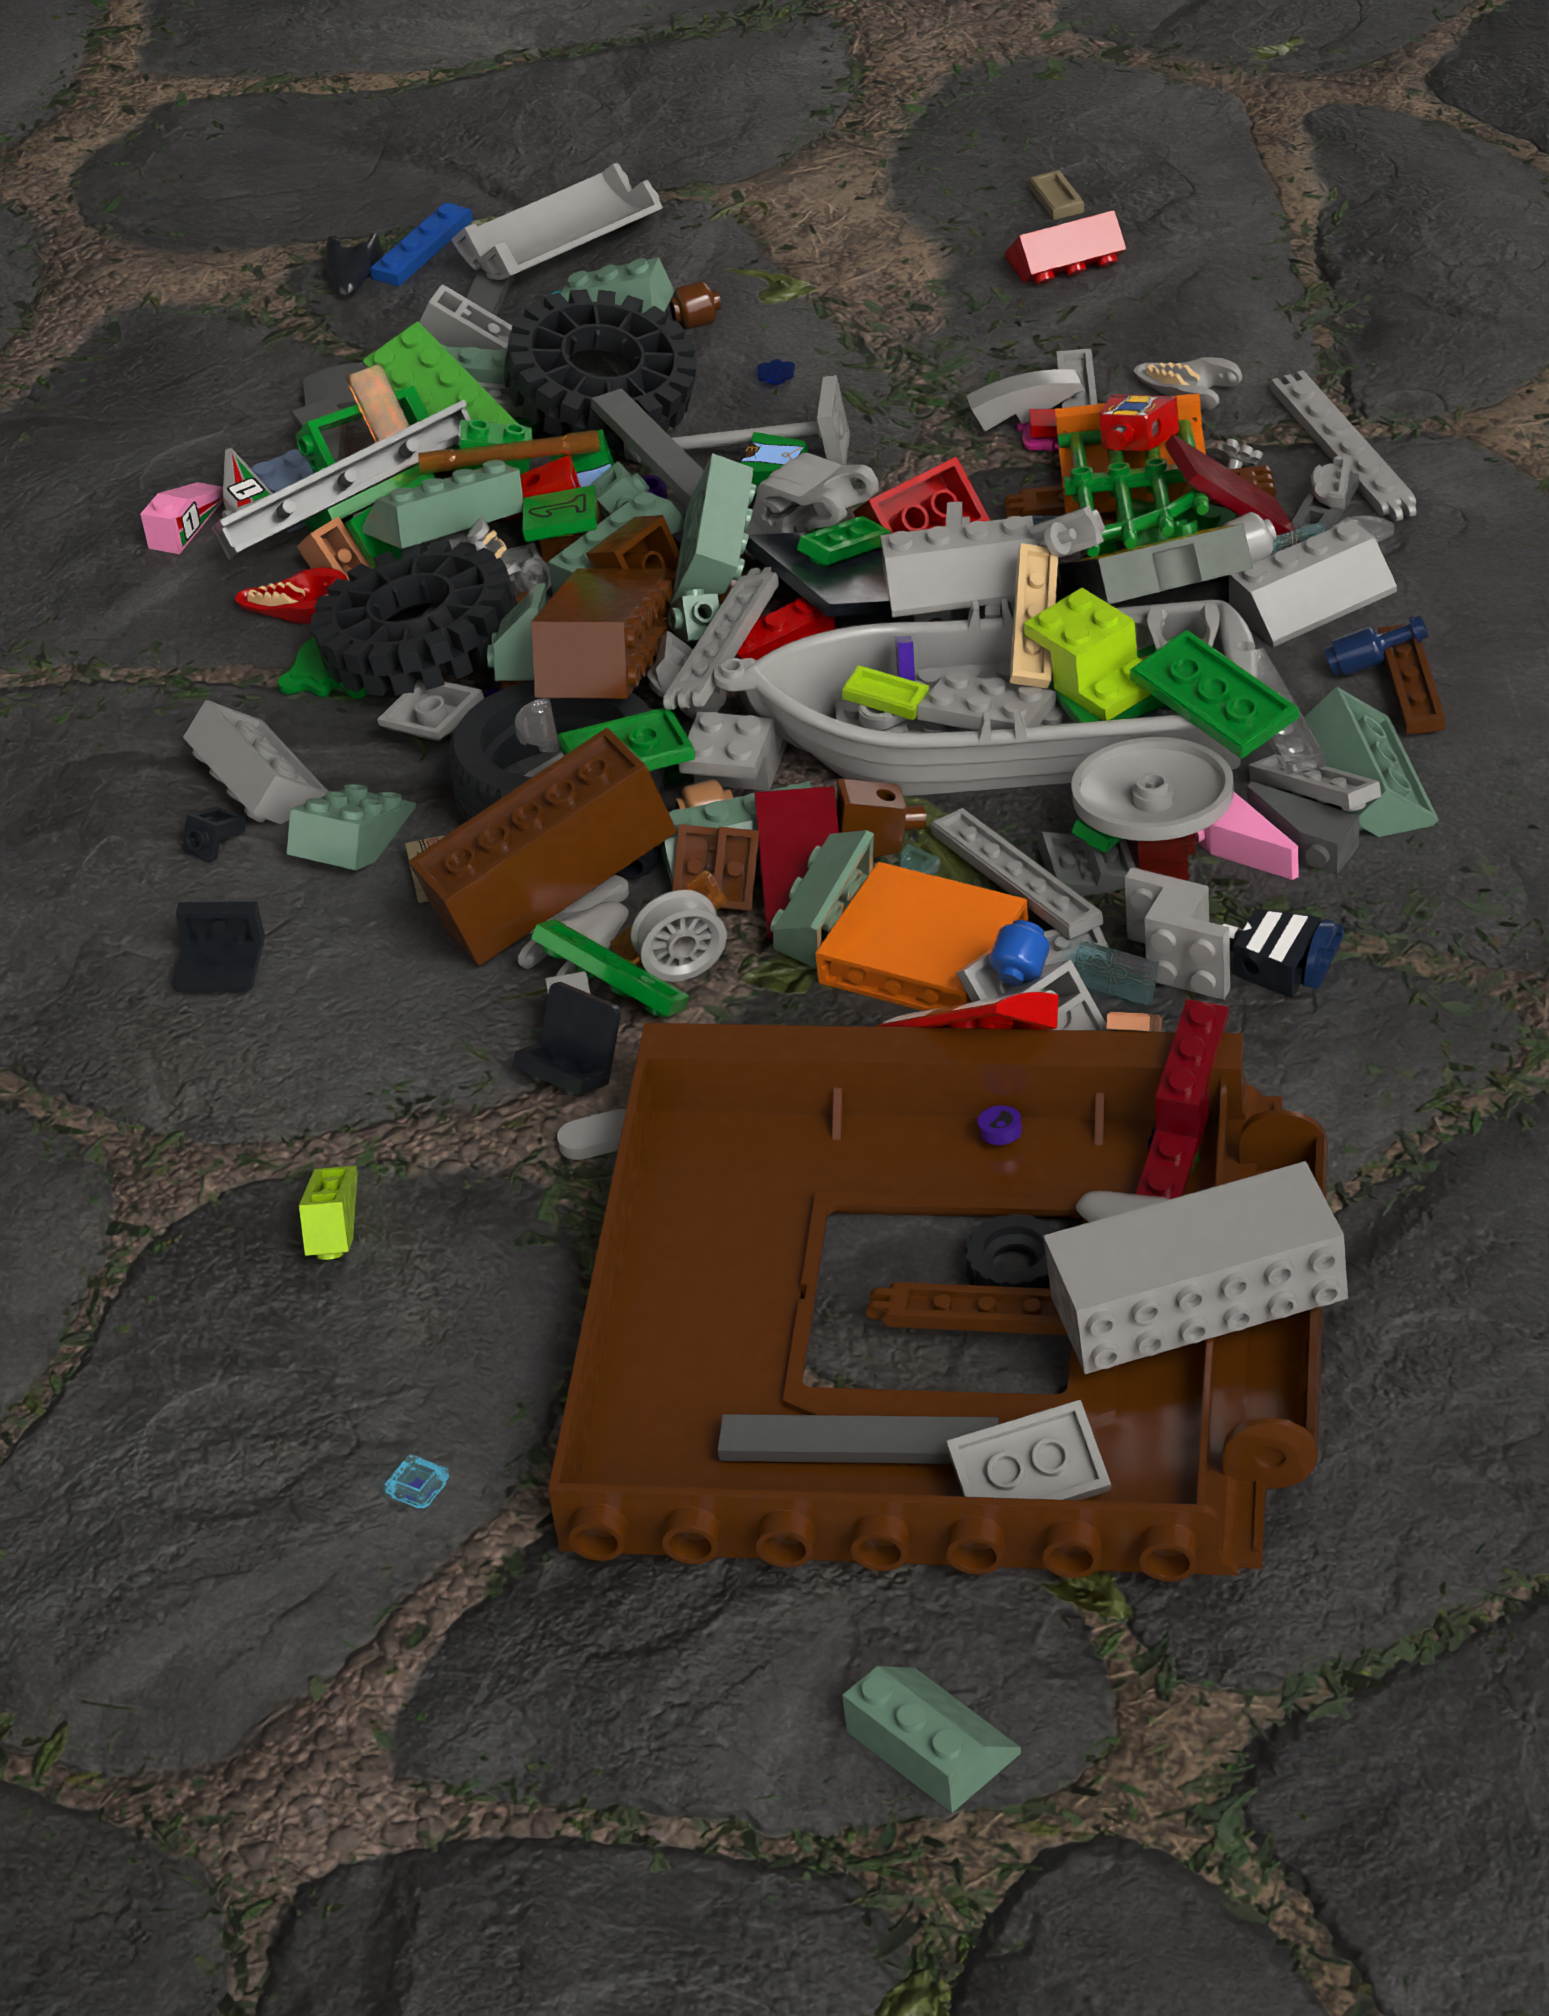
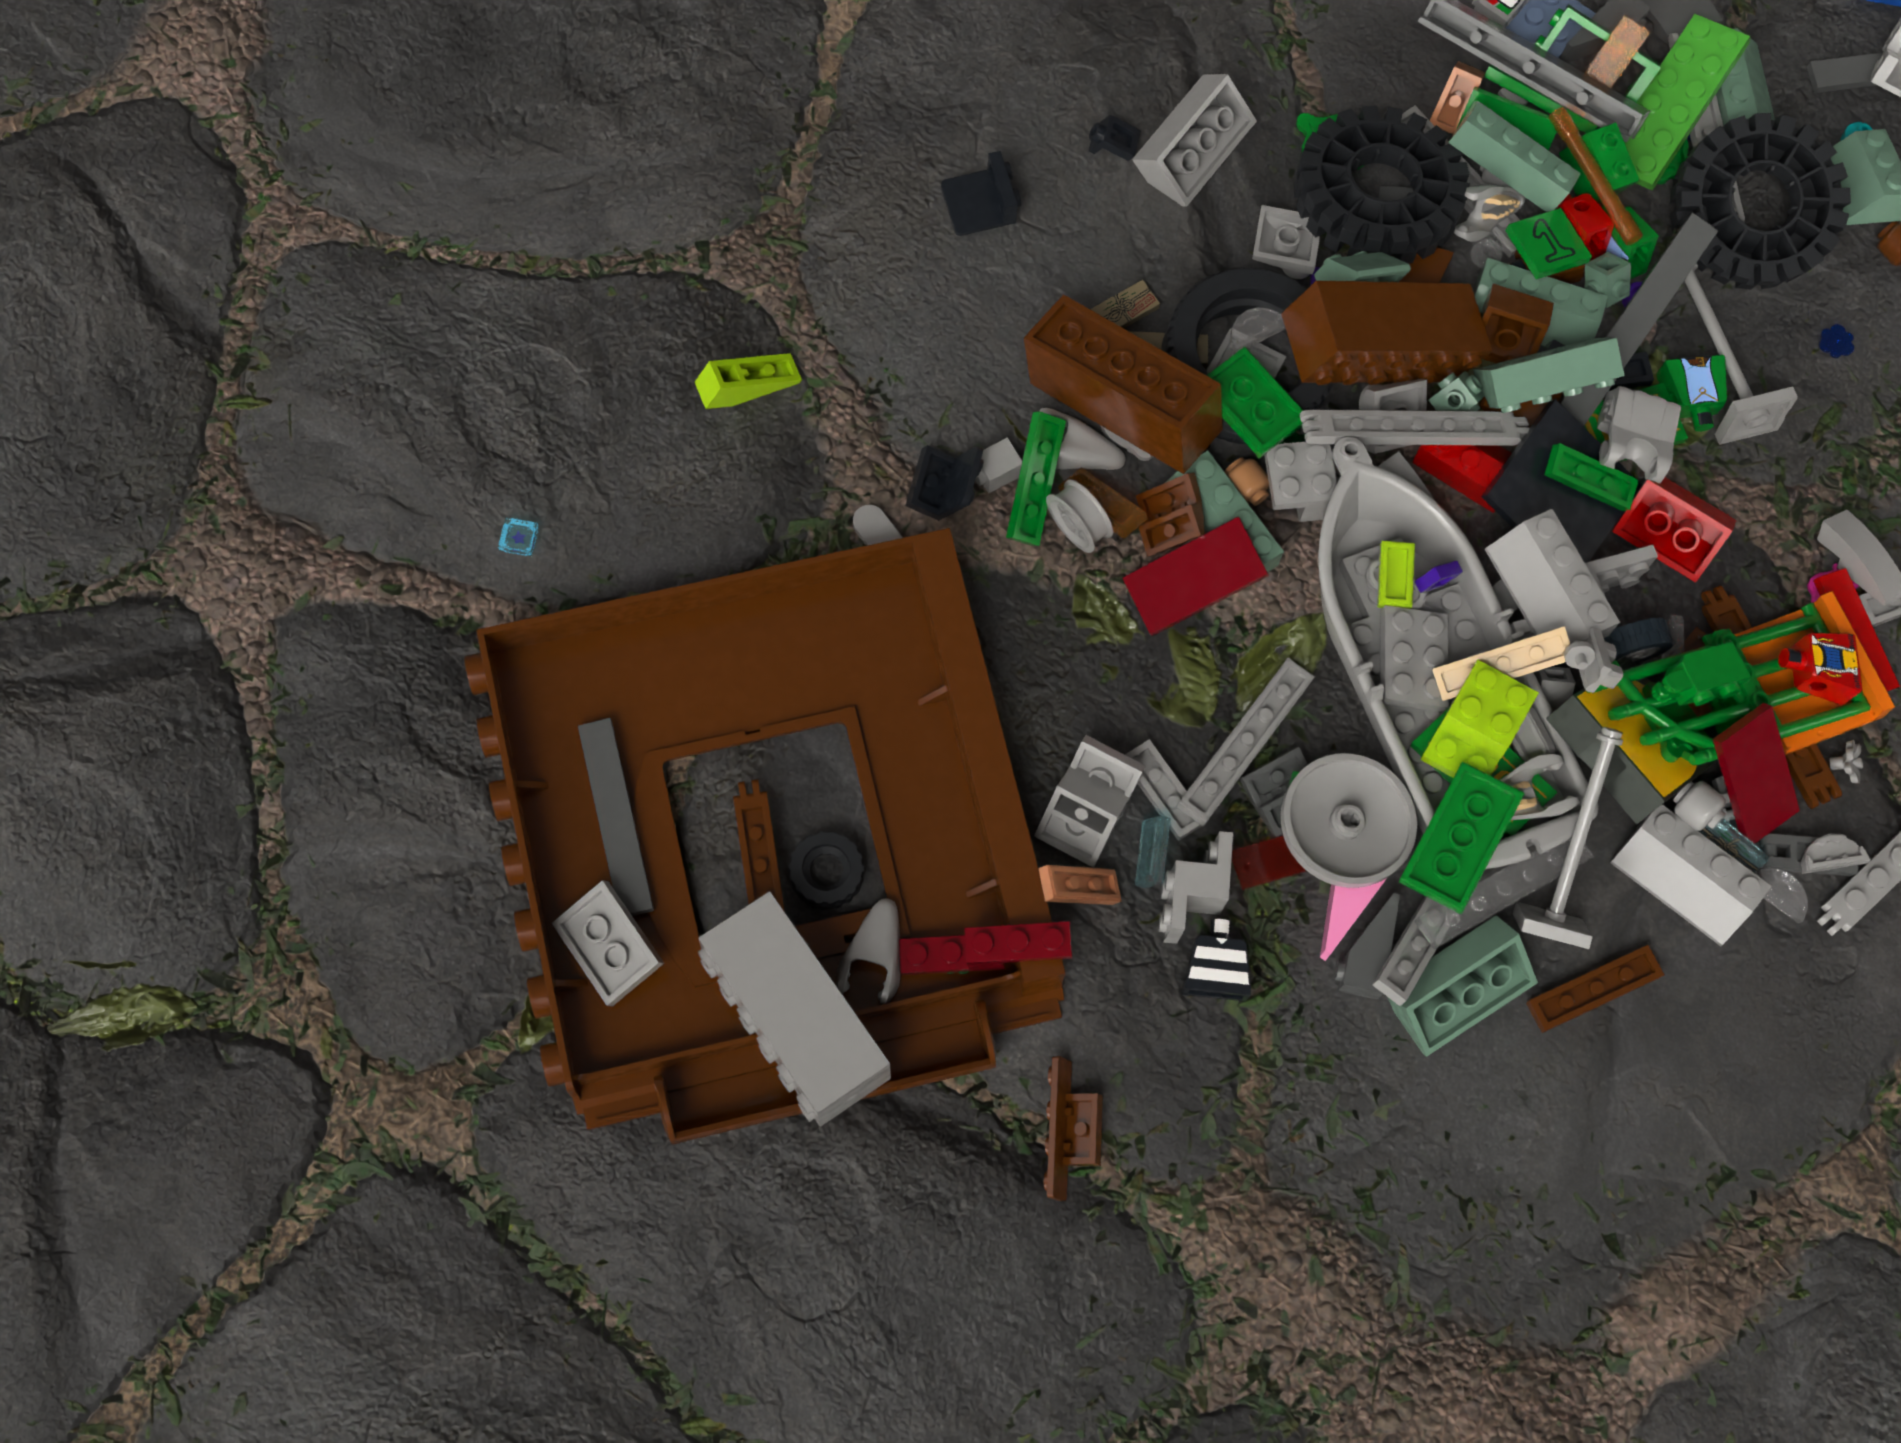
camera: 60 degrees right, 30 degrees up
(291, 598) = (1404, 79): red animal -> none
(346, 826) = (1149, 231): sand green slope -> none
(463, 324) = (1799, 76): light grey slope -> none
(823, 894) = (1151, 606): sand green slope -> none
(879, 810) = (1266, 614): reddish brown torso -> none
(911, 936) = (1149, 691): orange panel -> none
(919, 860) = (1239, 663): clear light blue tile -> none
(926, 1734) = (377, 948): sand green slope -> none
(1000, 1125) = (953, 817): dark purple tile -> none
(1013, 1011) = (1027, 762): red slope -> none
(1019, 952) = (1107, 777): blue head -> none
(1117, 478) = (1703, 676): none -> green hinge
(1322, 952) = (1232, 1005): dark blue tile -> none
(1324, 674) = (1552, 921): none -> light grey tile
(1367, 648) = (1614, 943): dark blue piece -> none
(1423, 1102) = (1073, 1129): none -> reddish brown bracket

